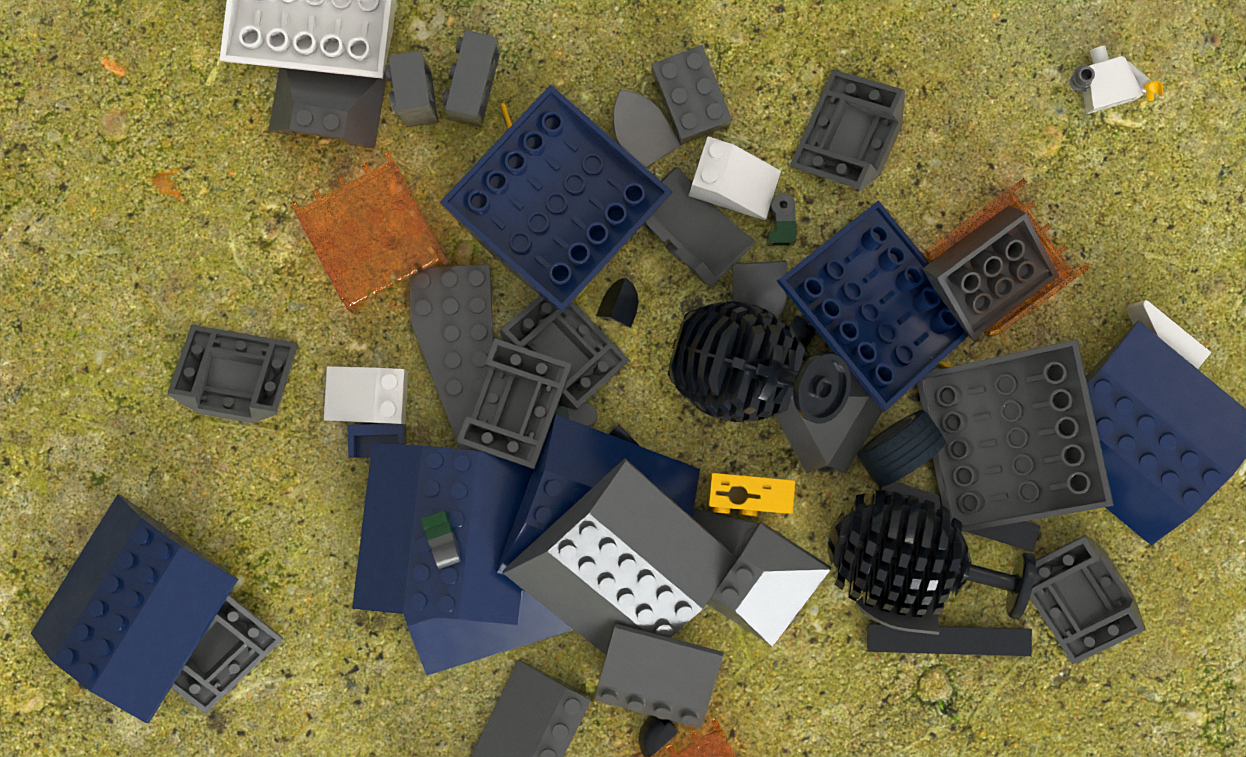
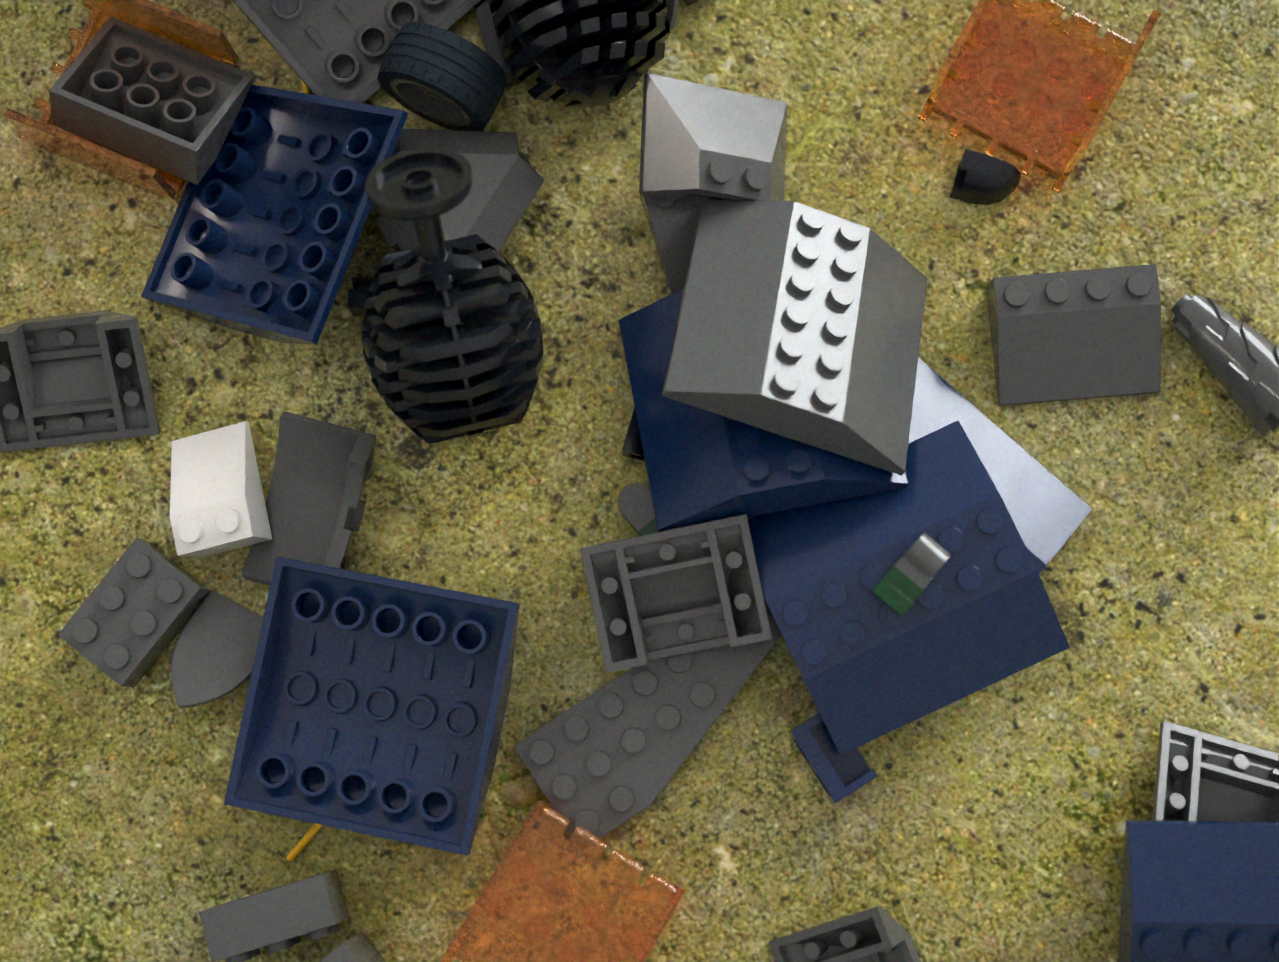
camera: 110 degrees left, 5 degrees down
(366, 395) = (783, 807): white slope -> none
(569, 338) = (551, 581): dark grey slope -> none
(620, 303) = (465, 545): black brick -> none
(658, 675) = (911, 211): dark grey slope -> none
(749, 494) = (613, 233): yellow piece -> none
(758, 285) = (335, 375): dark grey shield -> none
(784, 215) = (236, 396): leg -> none

